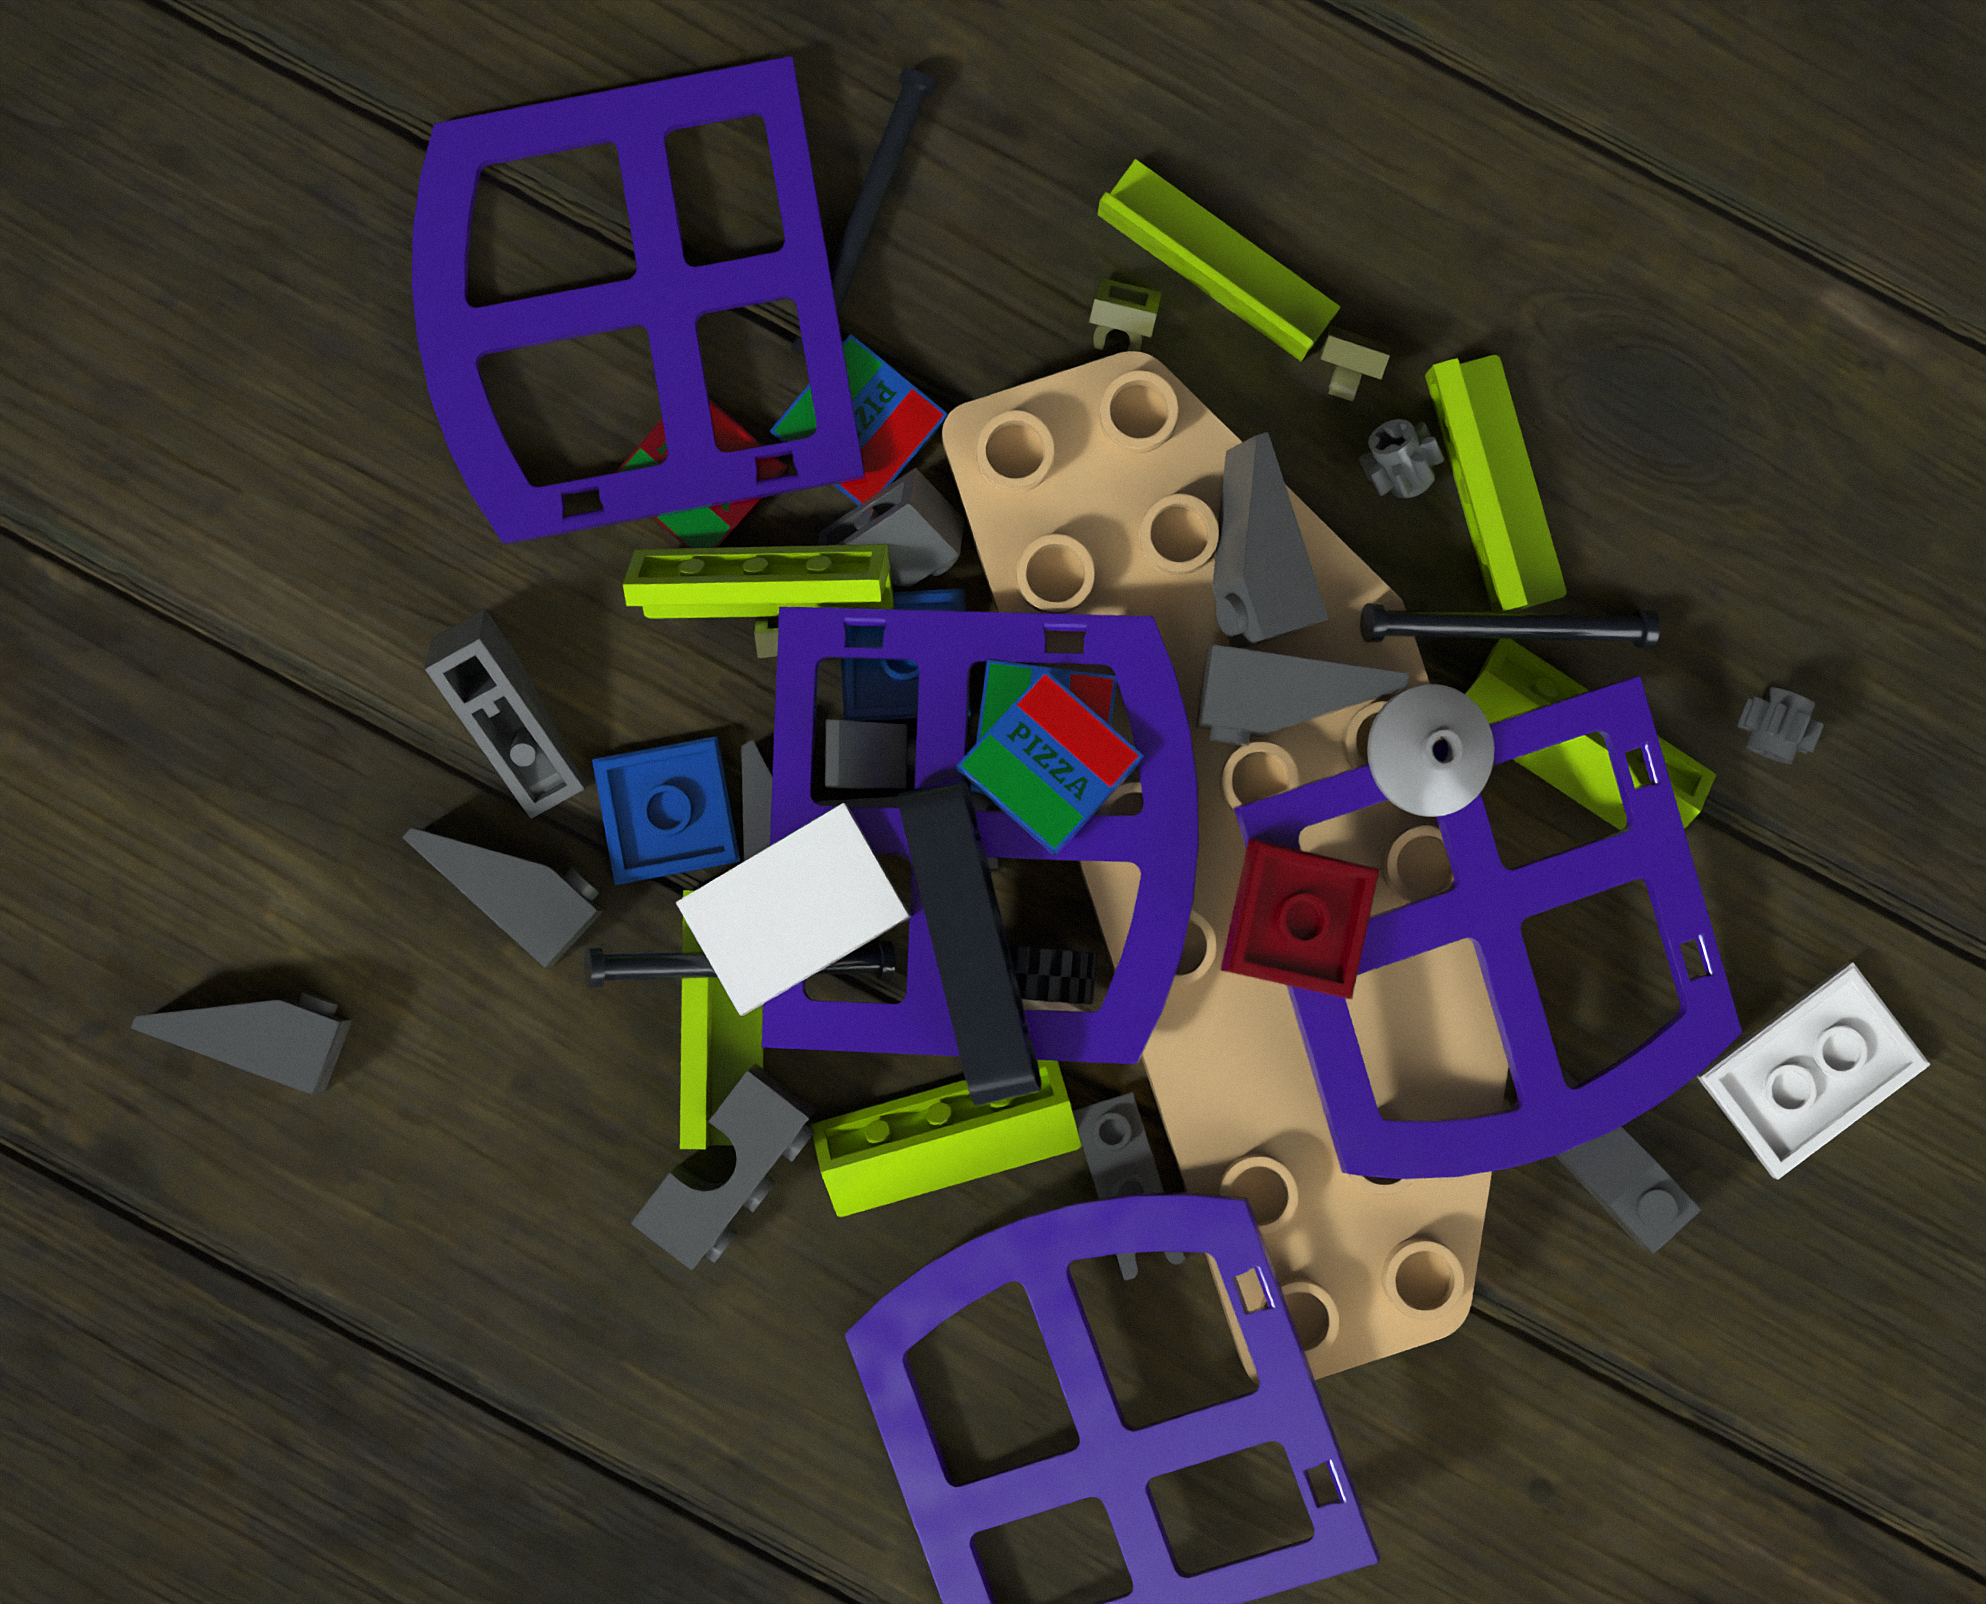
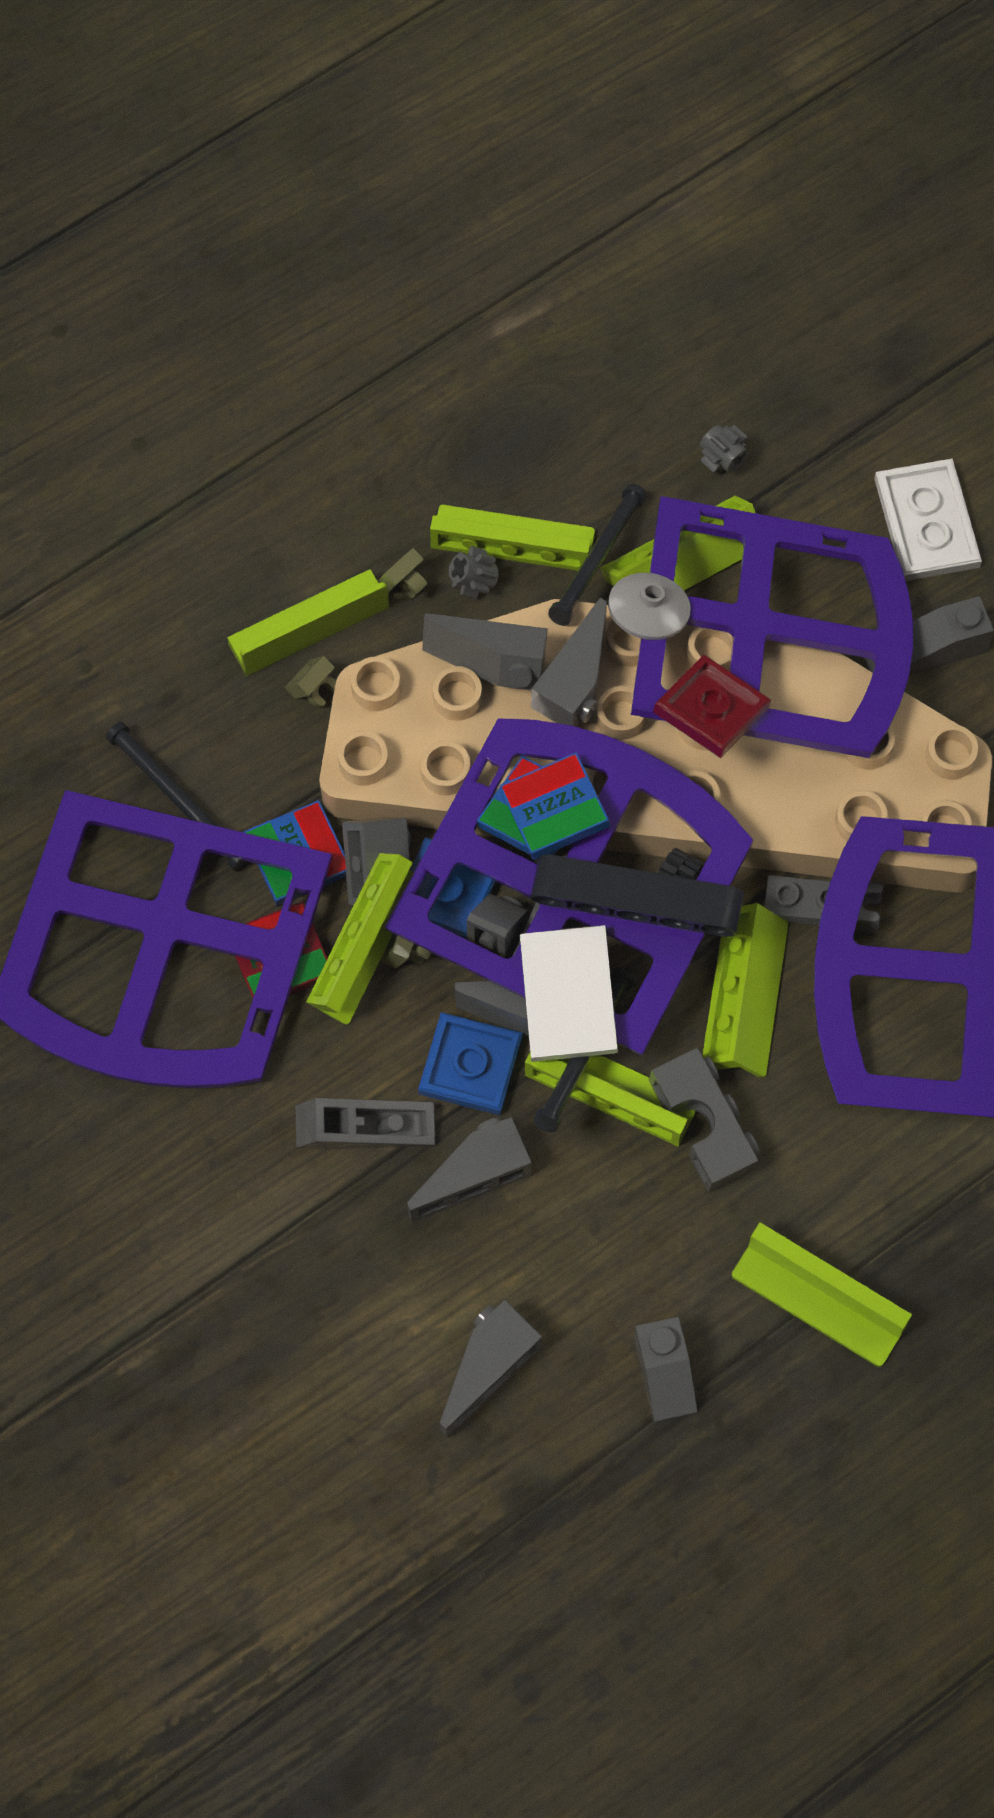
camera: 65 degrees left, 20 degrees down
(361, 1270) = (665, 1369): none -> dark grey slope
(559, 1429) = (821, 1295): none -> lime panel

